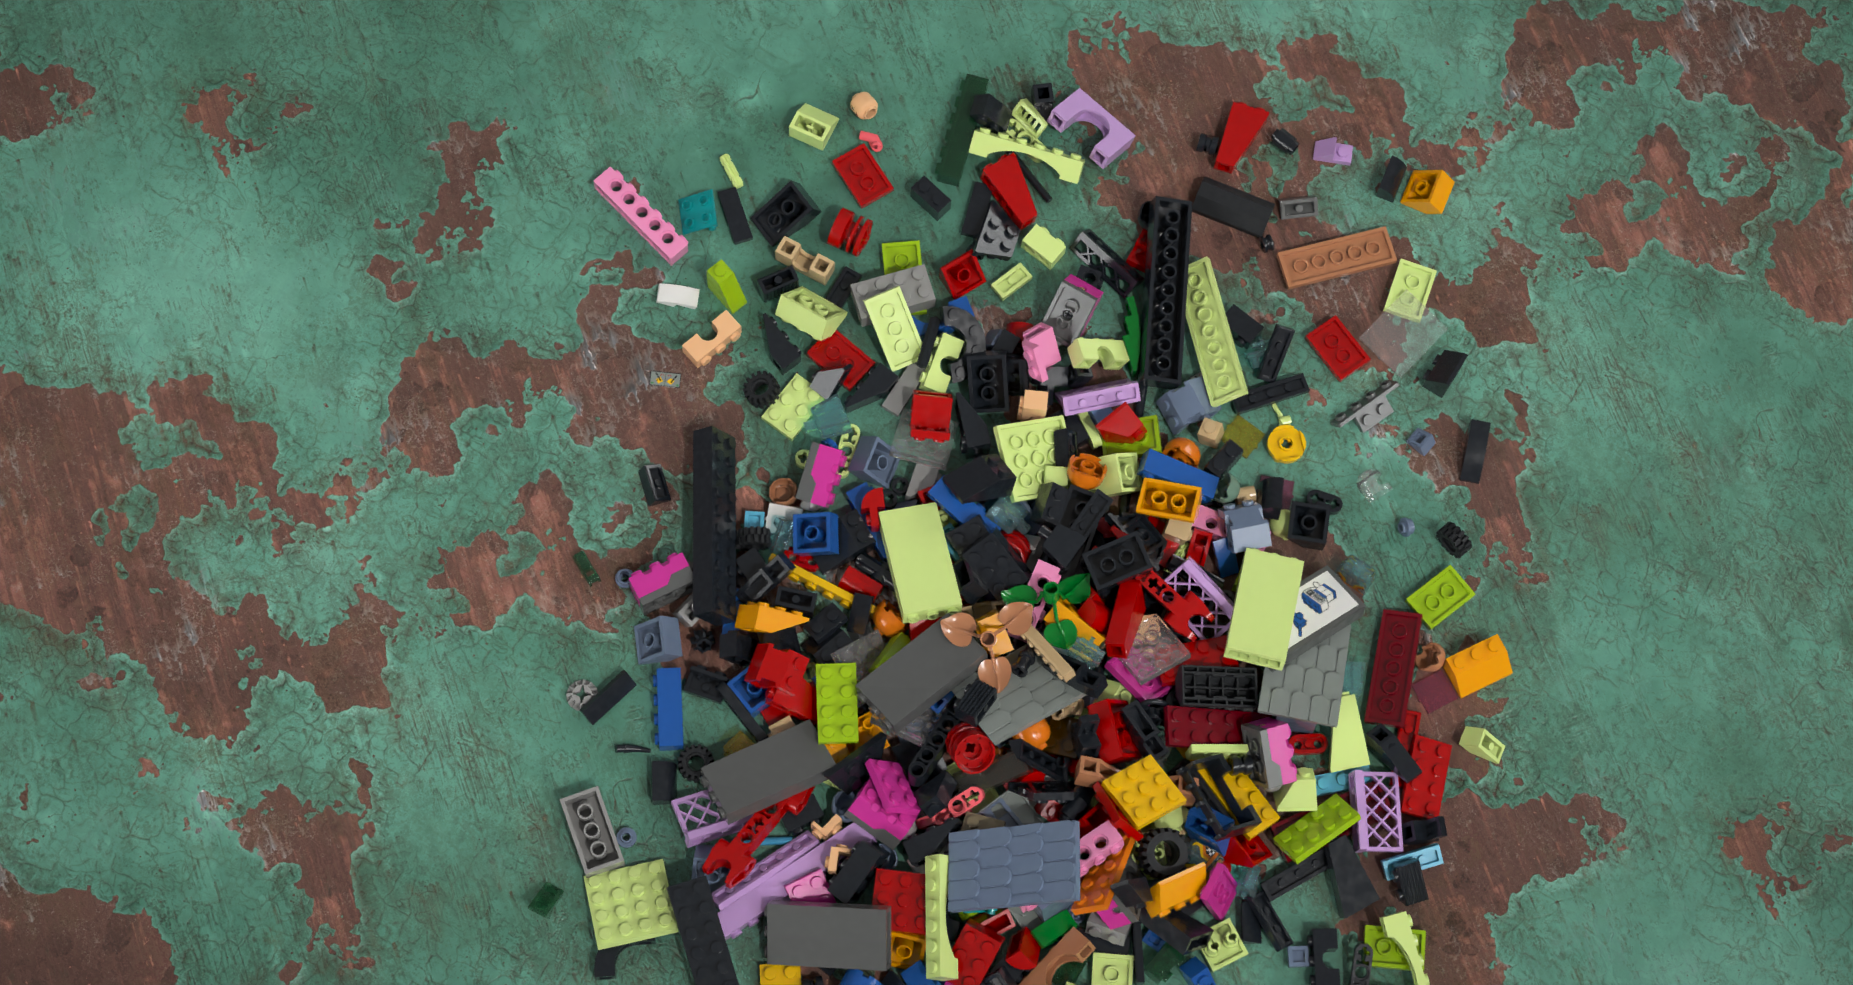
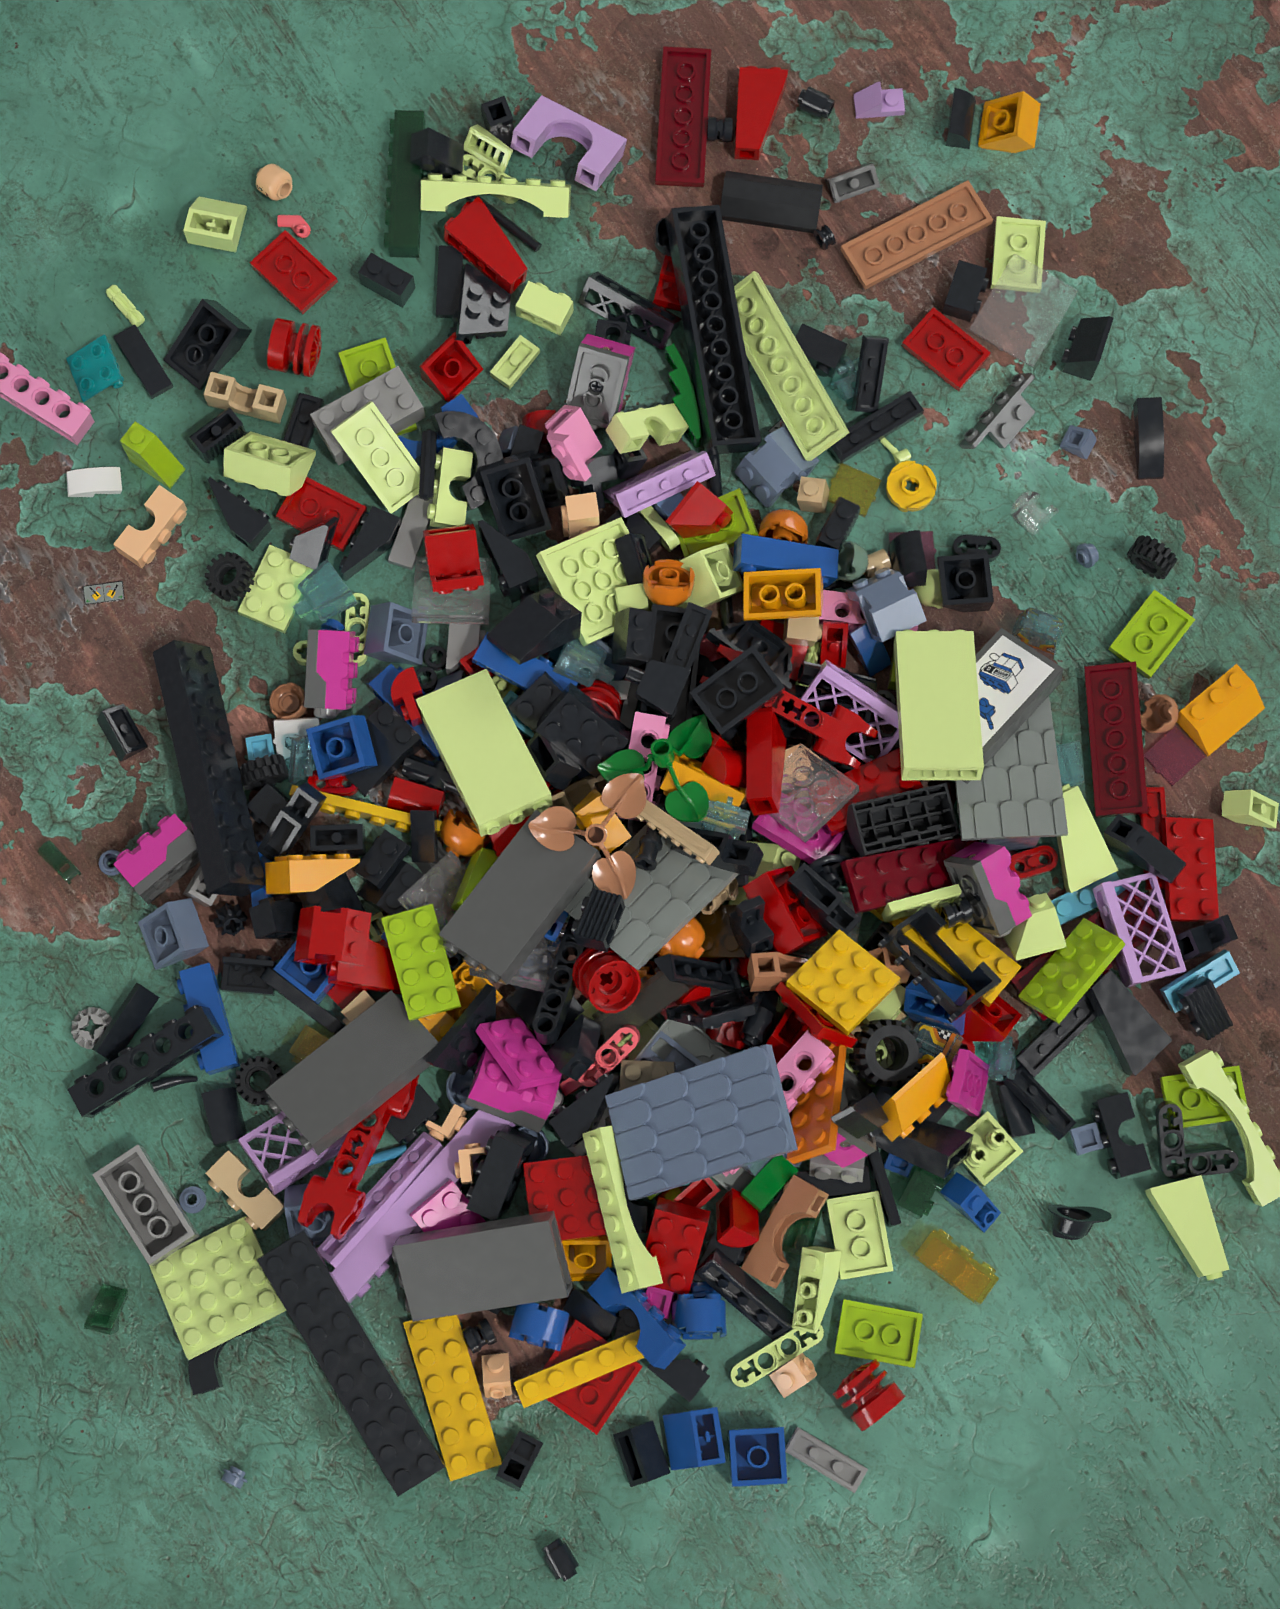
camera: 10 degrees left, 5 degrees up
(567, 736) = (85, 1091): none -> black brick
(675, 856) = (228, 1176): none -> tan arch
(1182, 128) = (683, 117): none -> dark red plate
(1362, 308) = (964, 291): none -> black brick

